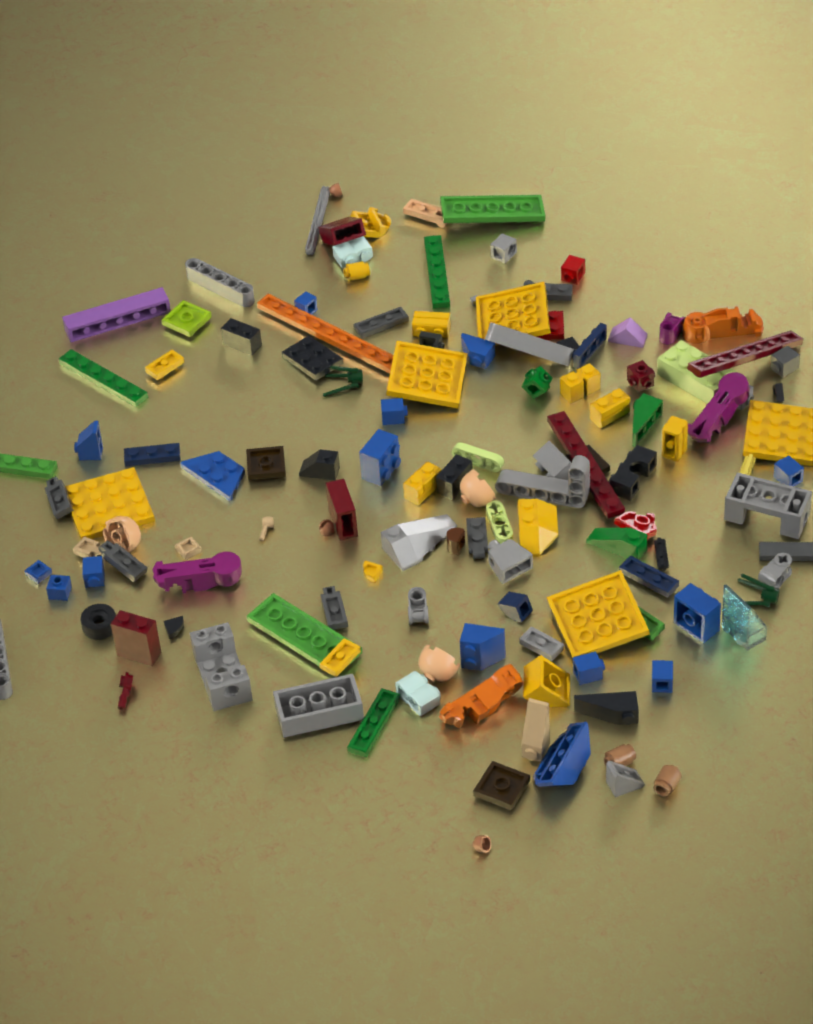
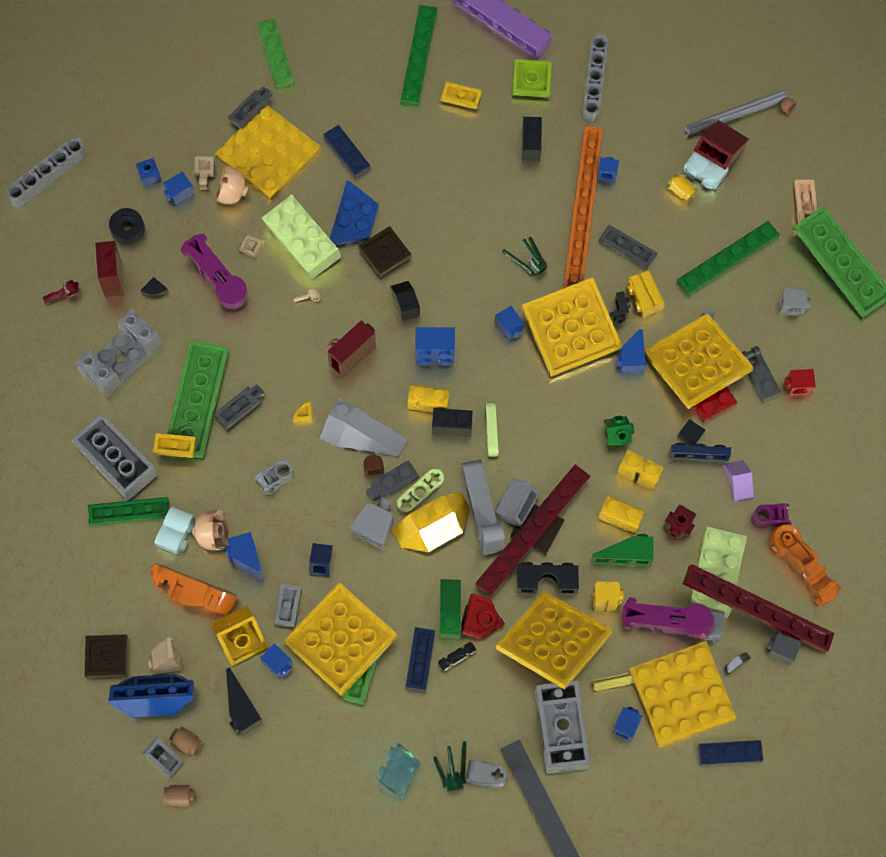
camera: 55 degrees right, 25 degrees up
(38, 571) = (161, 144): blue tile -> none
(90, 443) = (323, 95): blue slope -> none
(122, 560) = (201, 204): dark grey hinge -> none
(210, 506) = (301, 237): none -> yellowish green brick
(312, 357) = (543, 214): black plate -> none
(374, 223) = (758, 162): yellow slope -> none
(475, 490) = (442, 451): light nougat cylinder -> none
(482, 843) = (32, 669): nougat hinge -> none
(529, 344) = (662, 397): light grey beam -> none
(662, 676) = (300, 731): blue brick -> none
(691, 479) = (554, 639): none -> yellow plate
(697, 613) = (386, 726): blue brick -> none

